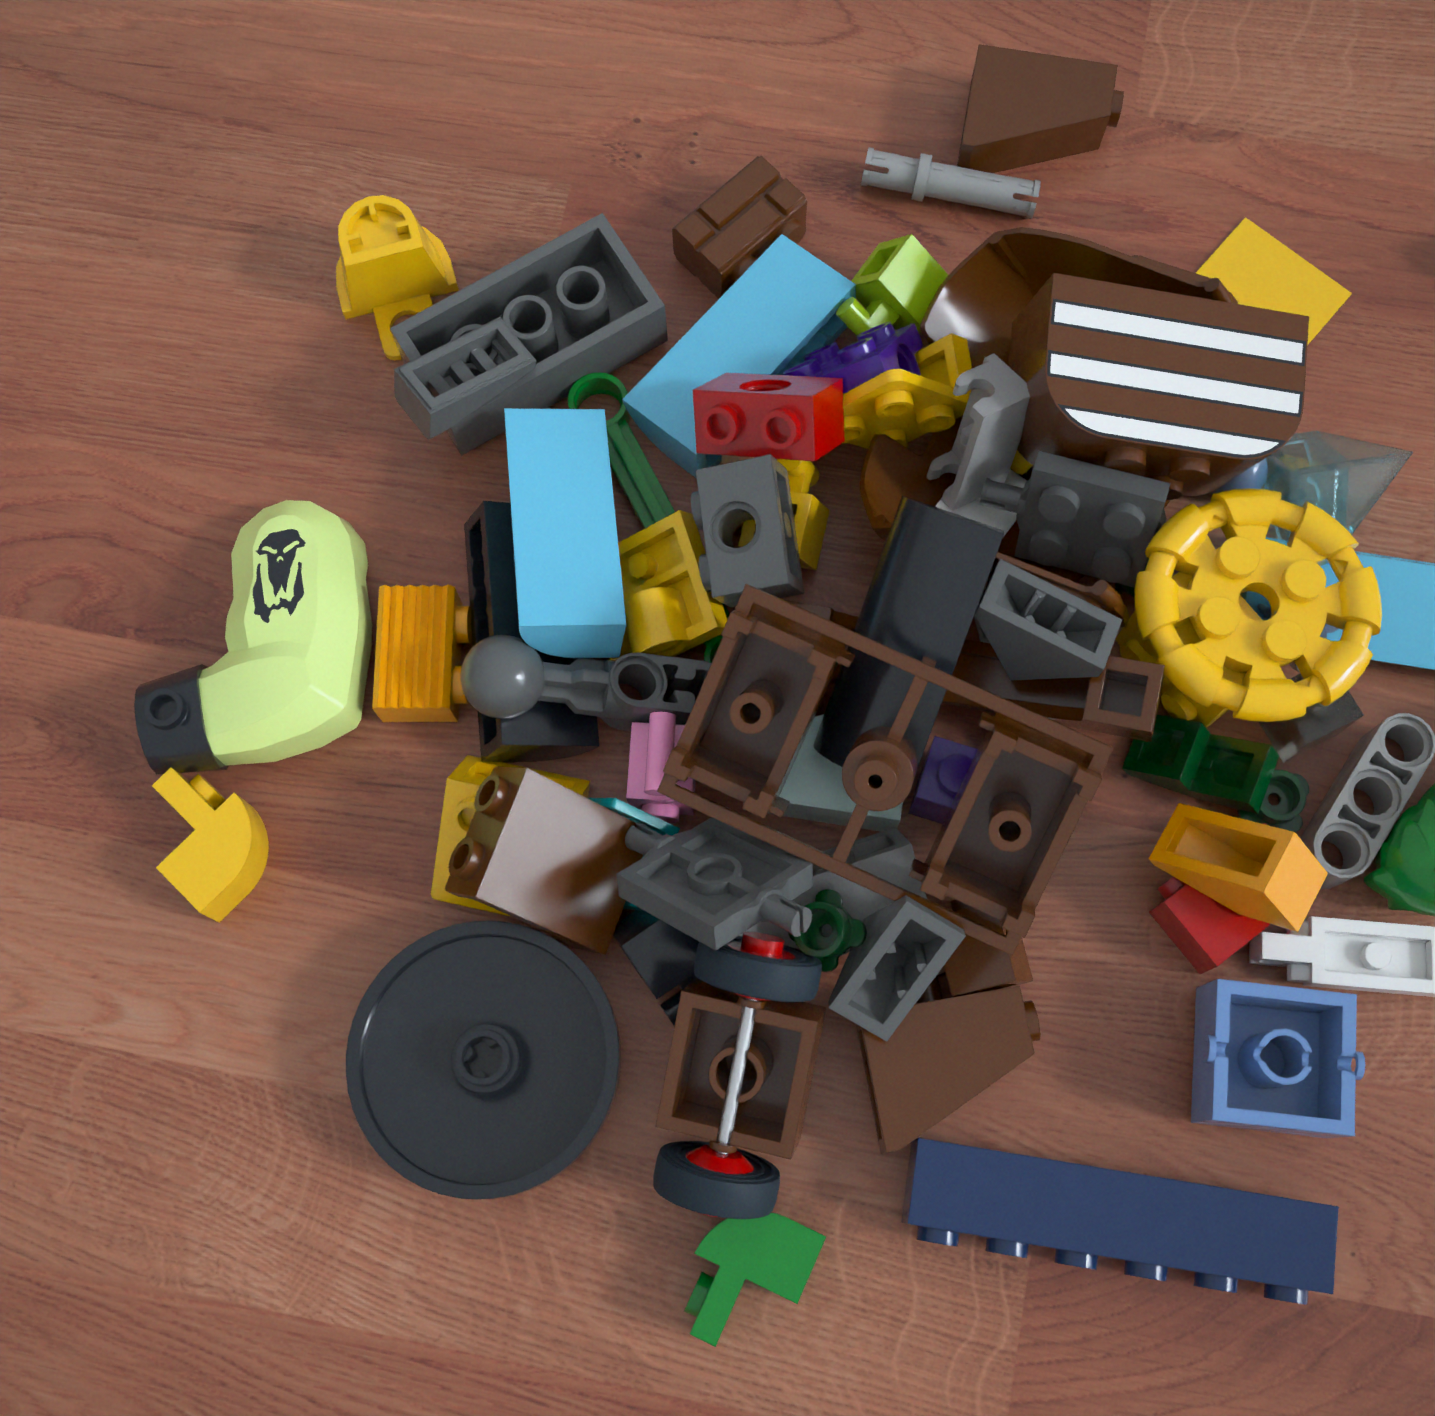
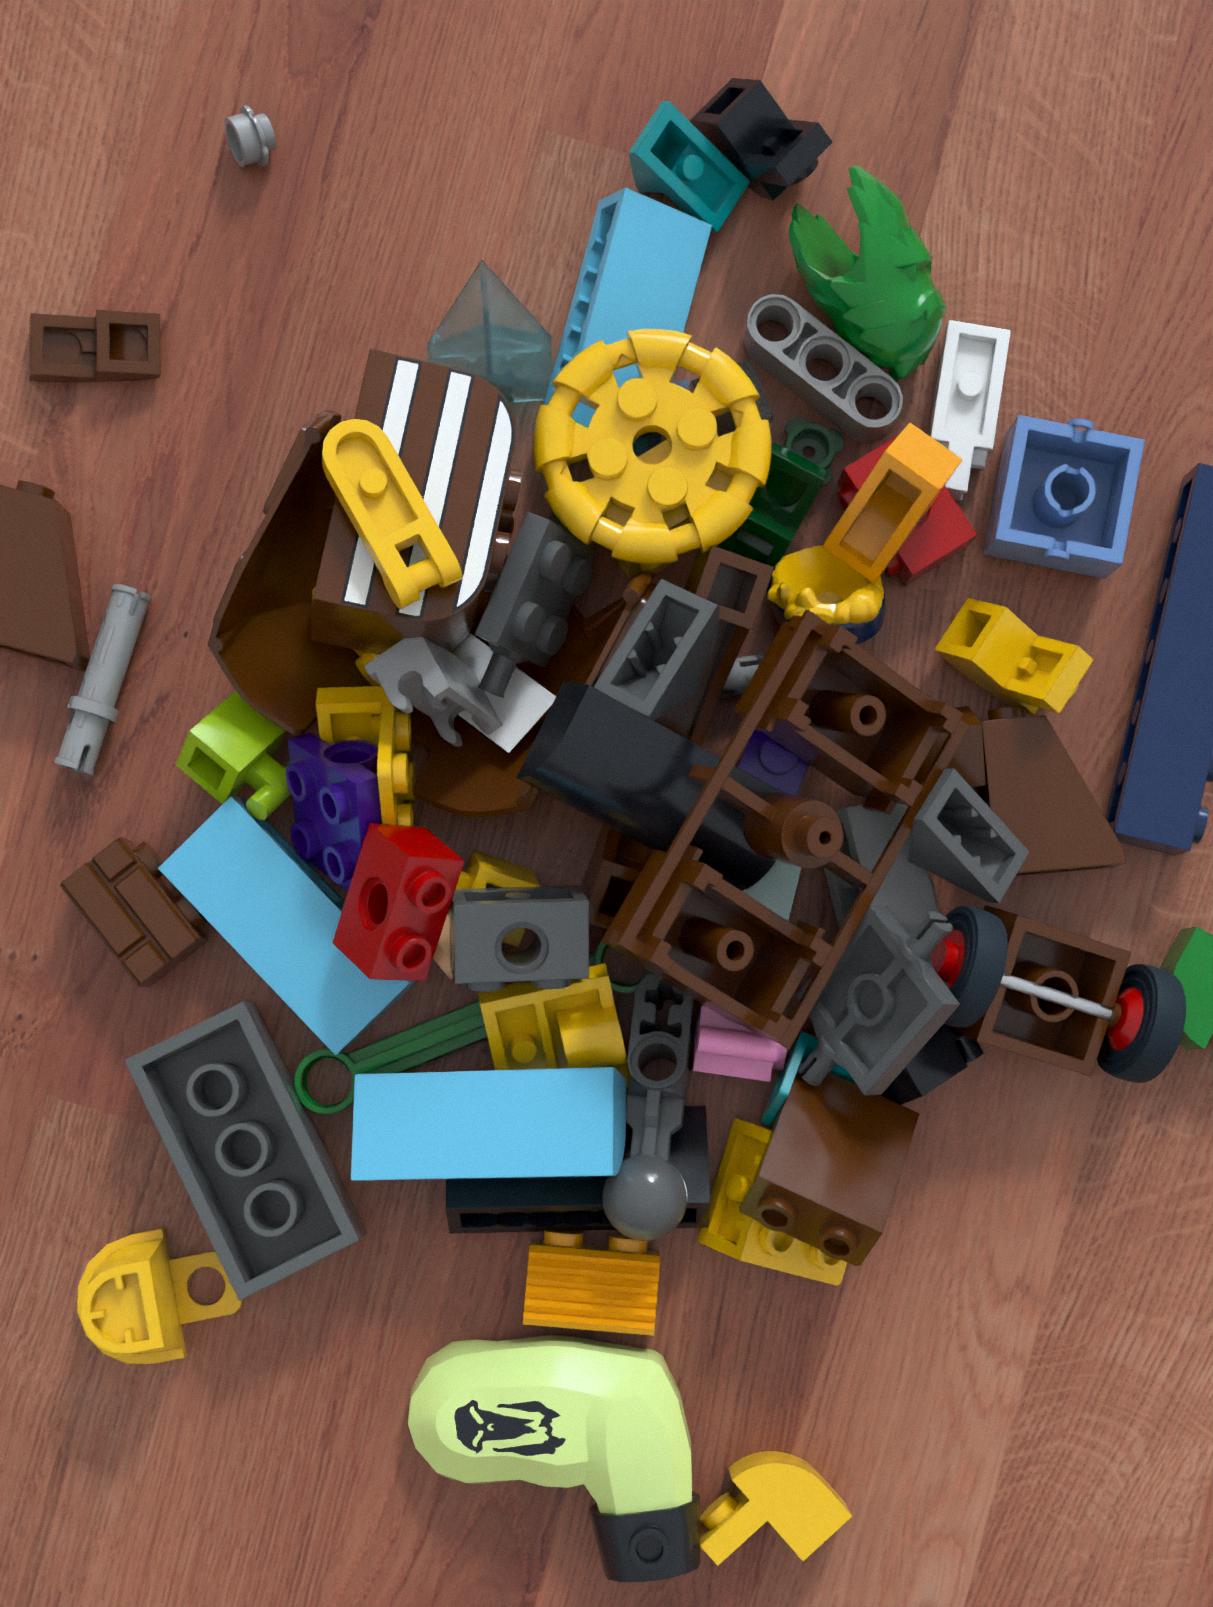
camera: 90 degrees left, 10 degrees up
(449, 405) = (303, 1259): dark grey slope -> none
(483, 1060) = (1012, 1239): black dish -> none
(845, 930) = (926, 880): dark green plate -> none
(1091, 1018) = (1010, 659): none -> yellow brick
(1123, 821) = (829, 589): none -> yellow hair
(1151, 327) = (387, 510): none -> yellow plate
(1255, 147) = (94, 349): none -> reddish brown slope
(1273, 277) = (259, 364): yellow sticker -> none

